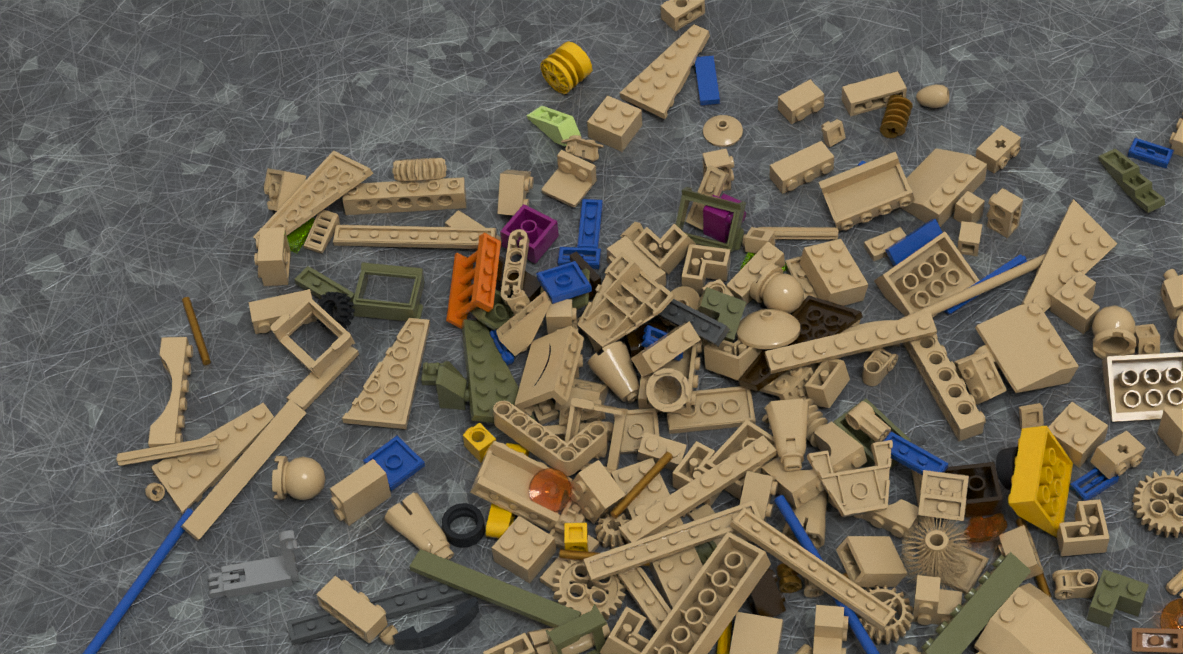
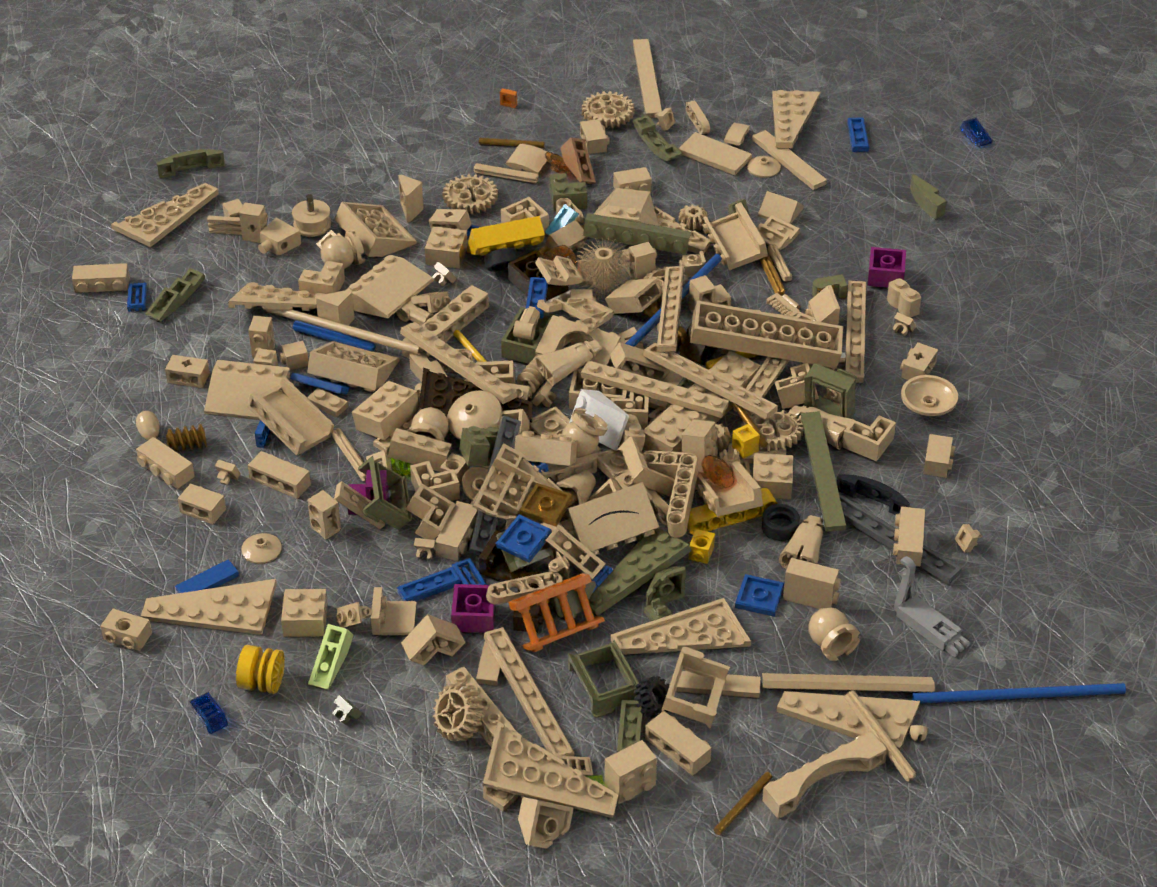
camera: 125 degrees left, 10 degrees down
(491, 115) = (347, 708): none -> tile
(552, 34) = (210, 714): none -> clear blue slope
(589, 312) = (546, 504): none -> pearl gold tile
(641, 485) = (666, 418): pearl gold bar -> none
(704, 426) = (615, 417): none -> white slope
(886, 392) = (463, 340): none -> yellow bar
(1008, 285) = (336, 307): none -> tan slope
(1055, 562) = (563, 218): none -> medium azure tile

